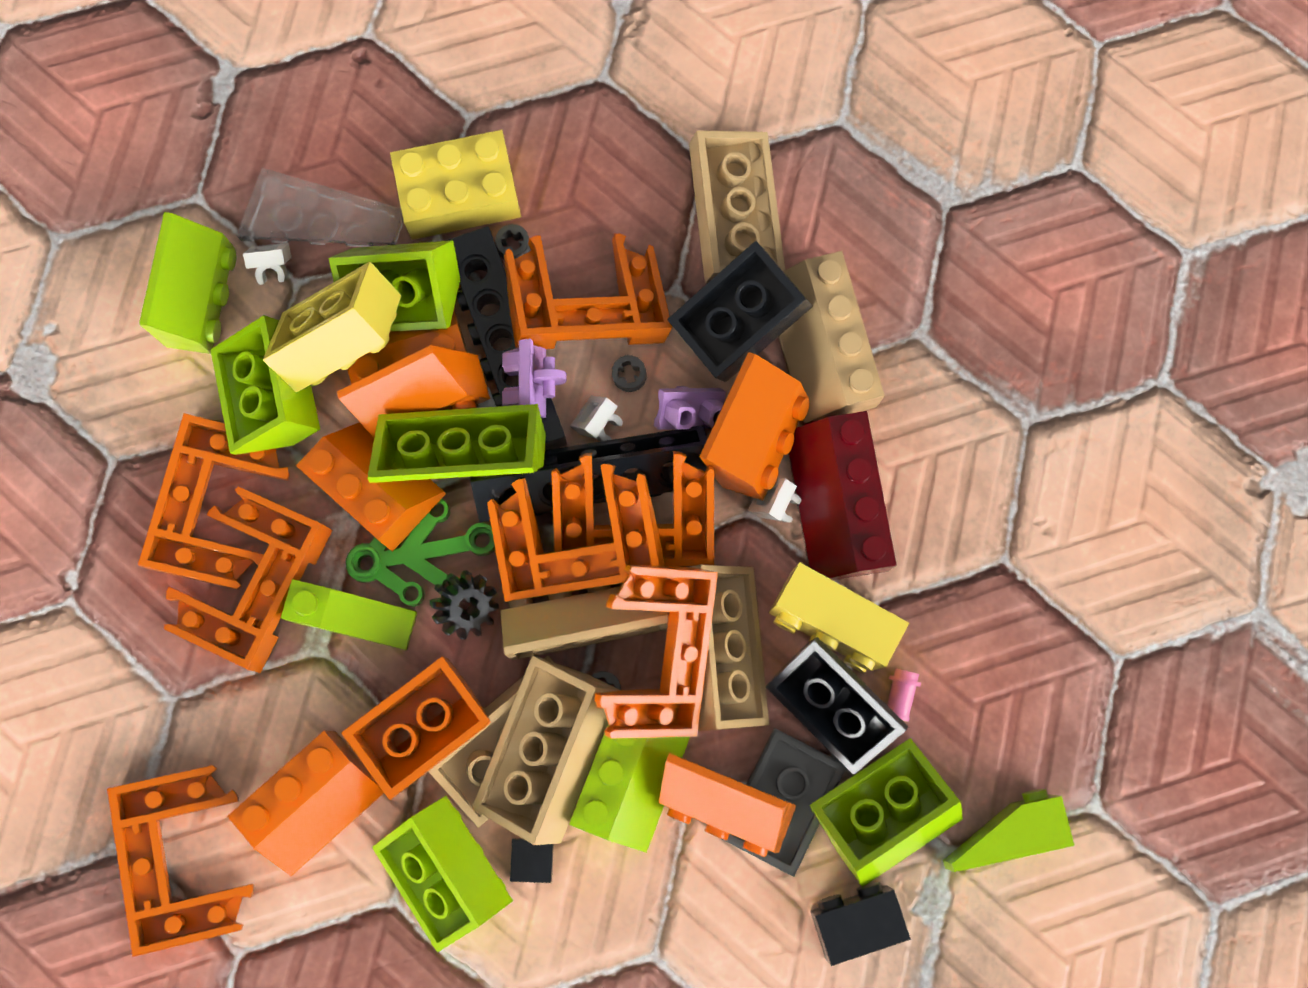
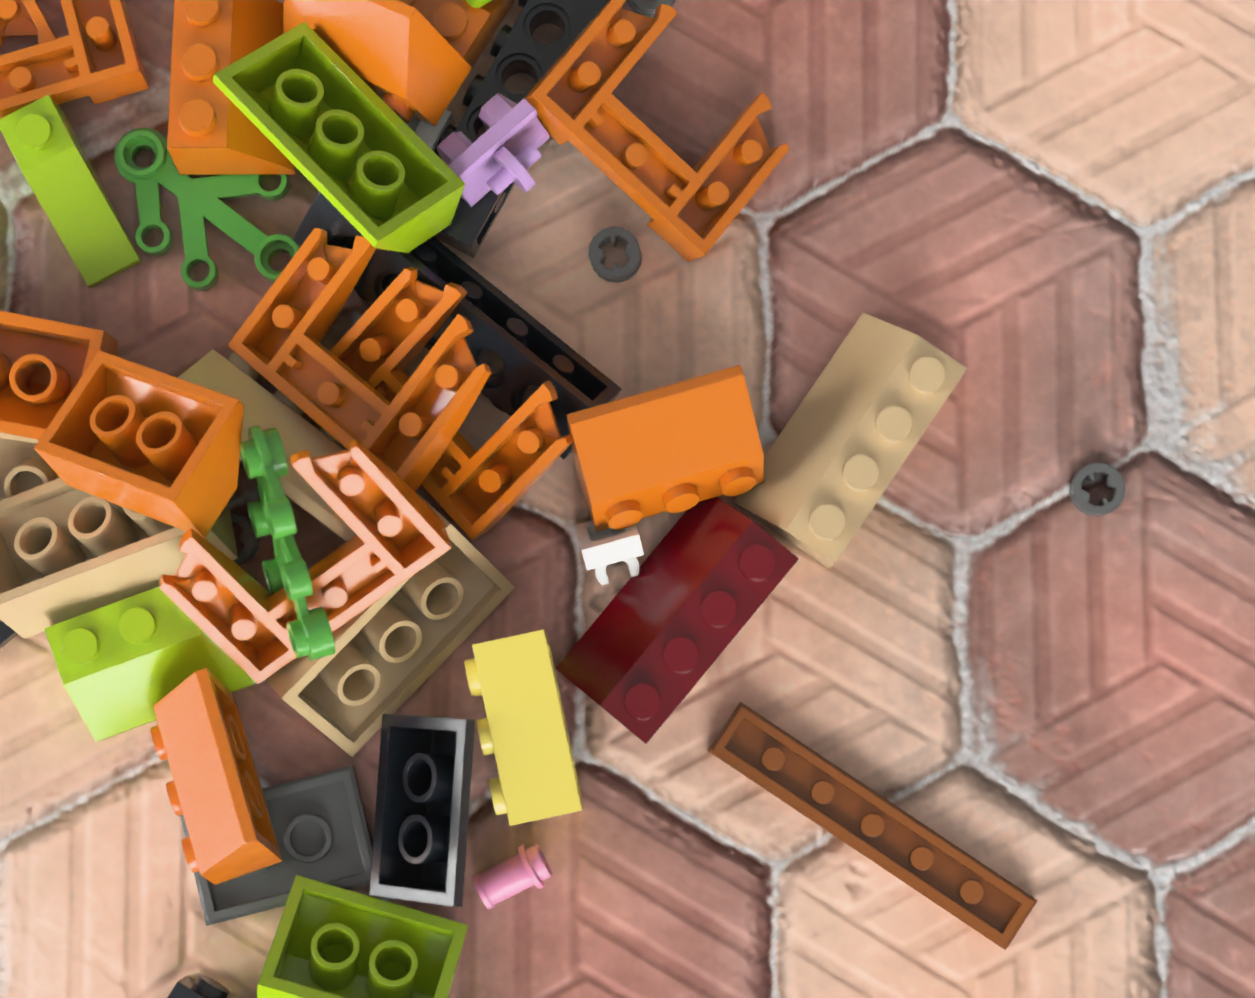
camera: 50 degrees right, 5 degrees up
(456, 618) = (184, 326): black gear -> none
(526, 680) = (147, 443): none -> orange slope
(594, 417) = (527, 260): white tile -> none
(594, 625) = (272, 514): none -> bright green plant
(688, 407) = (626, 353): lavender hips -> none
(734, 197) = (925, 201): tan slope -> none
(739, 312) = (788, 315): black brick -> none
(949, 236) = (1112, 481): none -> dark grey bush
(1023, 495) = (872, 825): none -> dark orange tile

